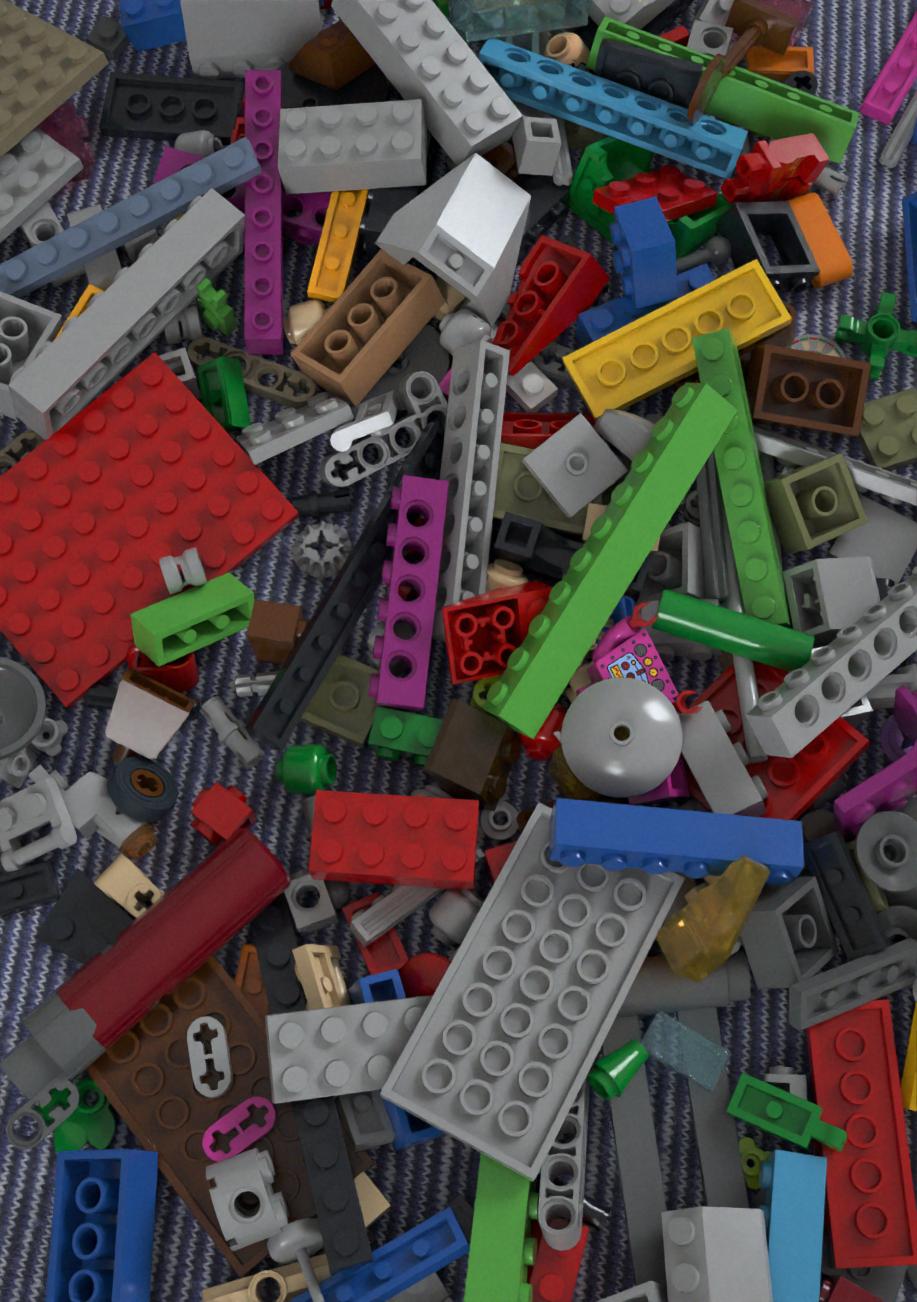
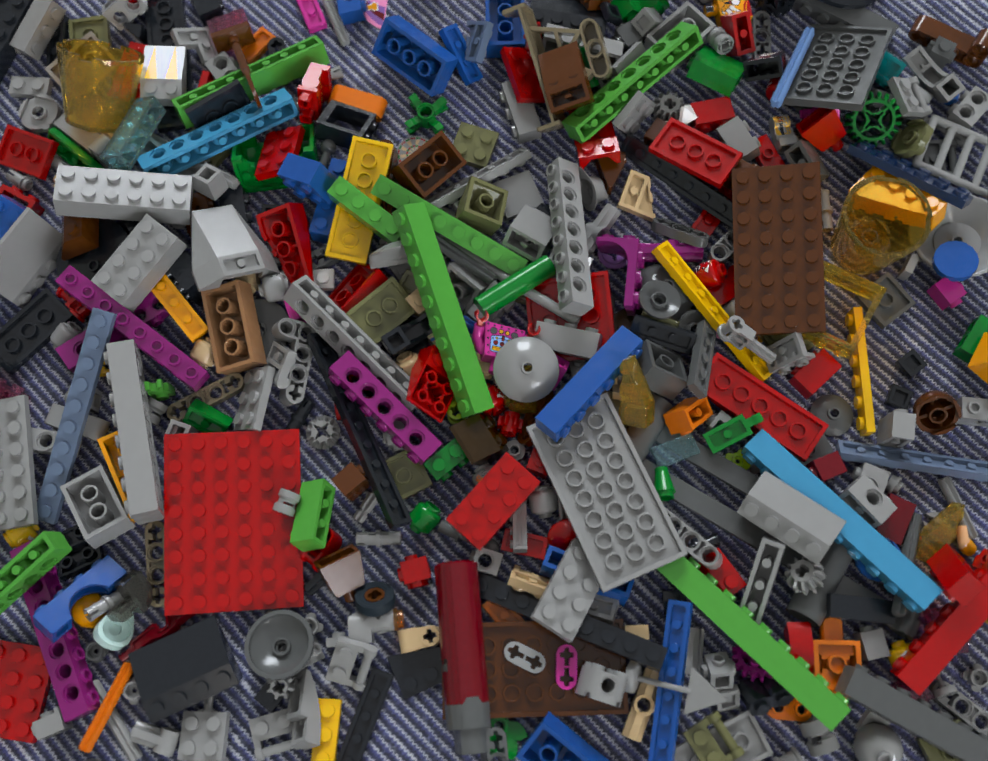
camera: 50 degrees left, 5 degrees up
(532, 783) = (510, 424): none -> red gear
(568, 49) = (170, 130): light nougat head -> none
(574, 466) = (382, 290): light grey plate -> none
(663, 345) = (364, 209): none -> bright green brick
(754, 1029) = (687, 415): none -> orange brick

